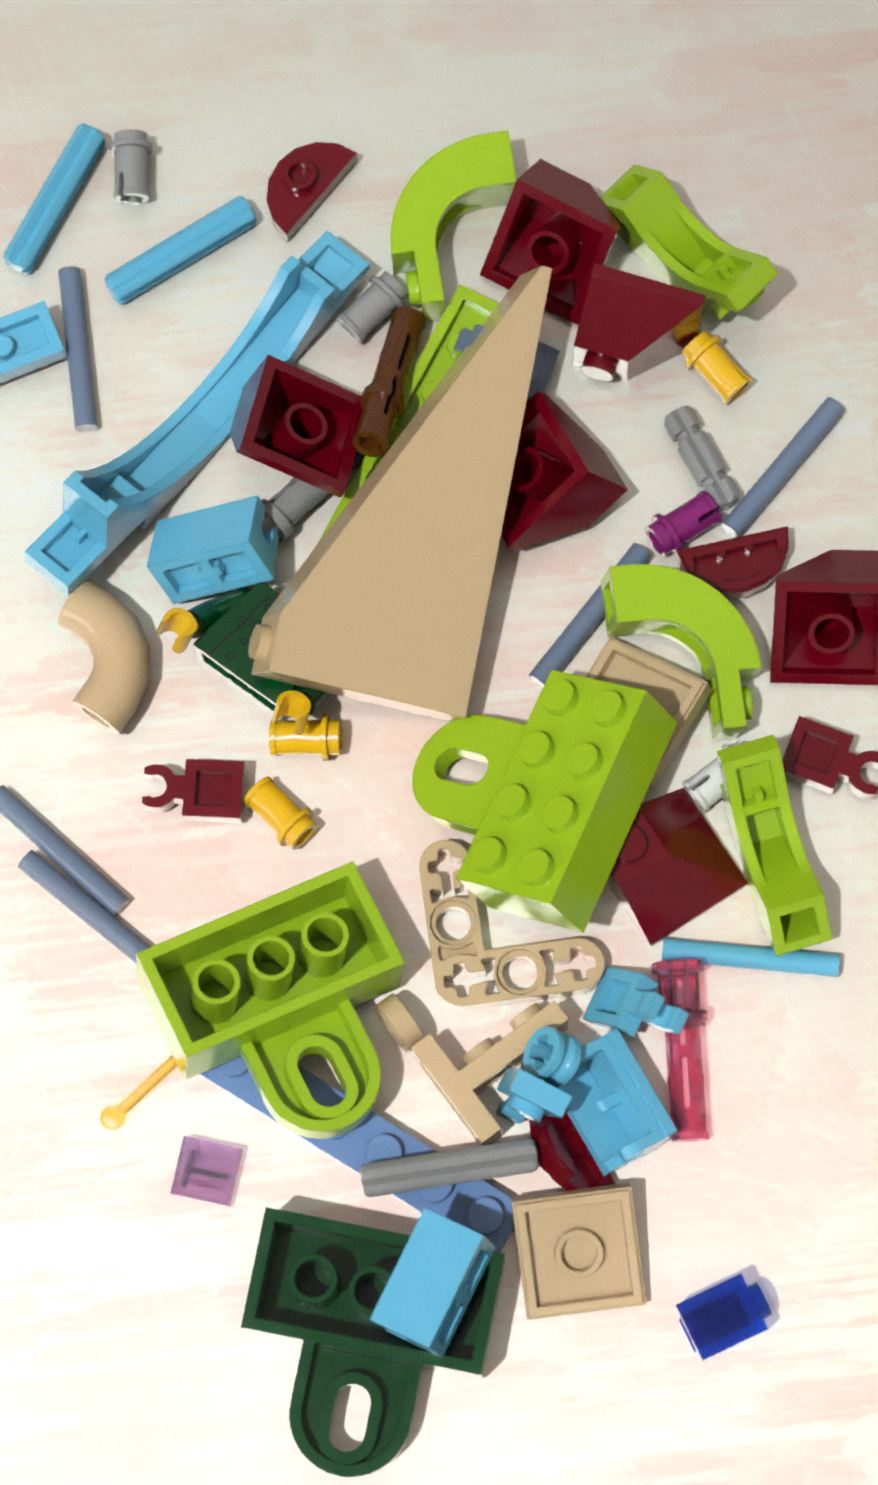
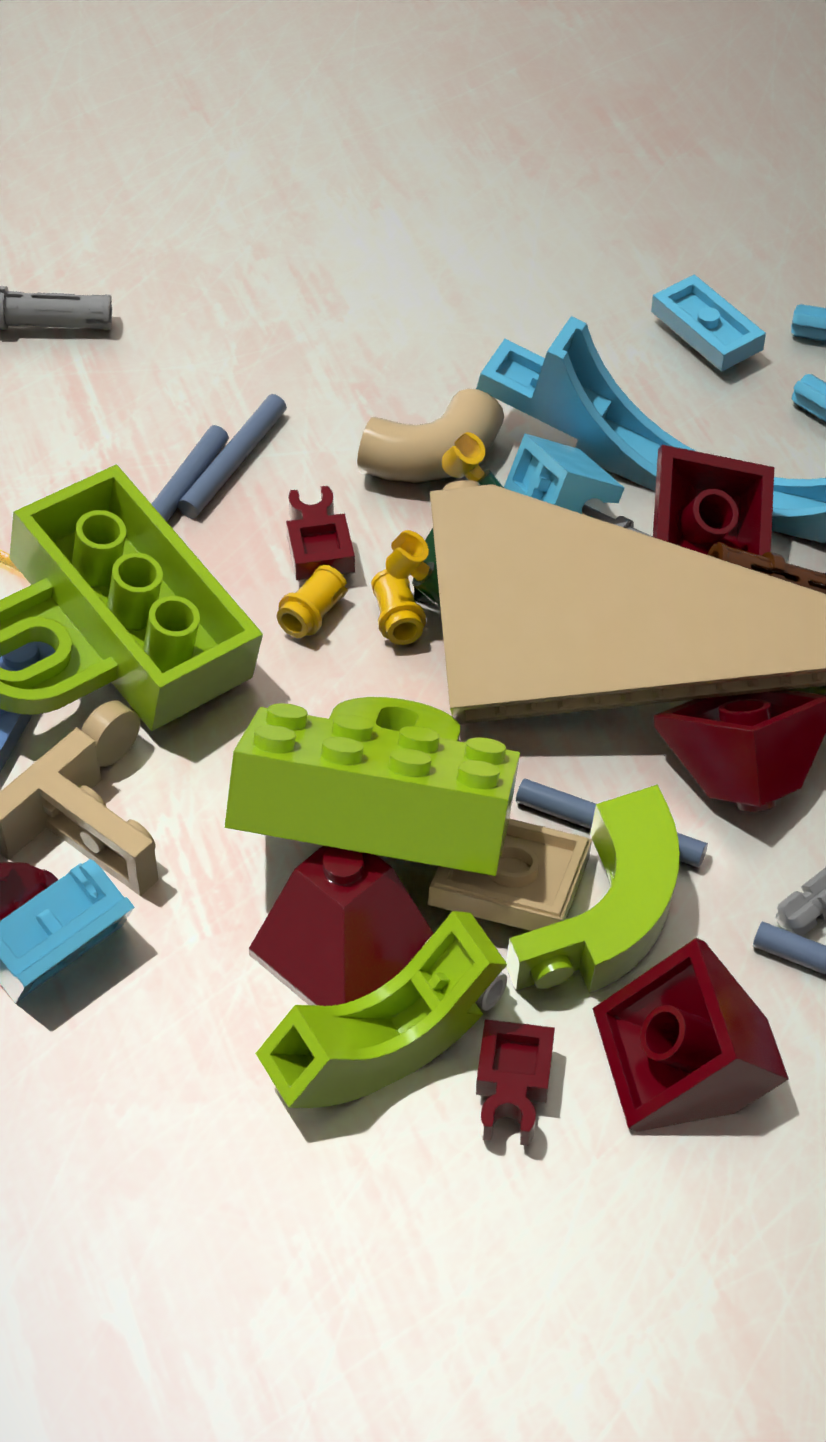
camera: 70 degrees right, 25 degrees down
(77, 349) = (732, 377): sand blue bar -> none
(470, 953) = (199, 789): tan beam -> none
(530, 1097) = (39, 837): medium azure plate -> none
(552, 1055) = (84, 841): medium azure bush -> none
(629, 998) = (168, 928): medium azure plate -> none
(682, 524) = (743, 879): magenta pin -> none
(691, 1120) = (162, 984): clear pink pin -> none
(738, 564) = (713, 919): dark red plate -> none
(752, 957) = (255, 1031): medium azure bar -> none

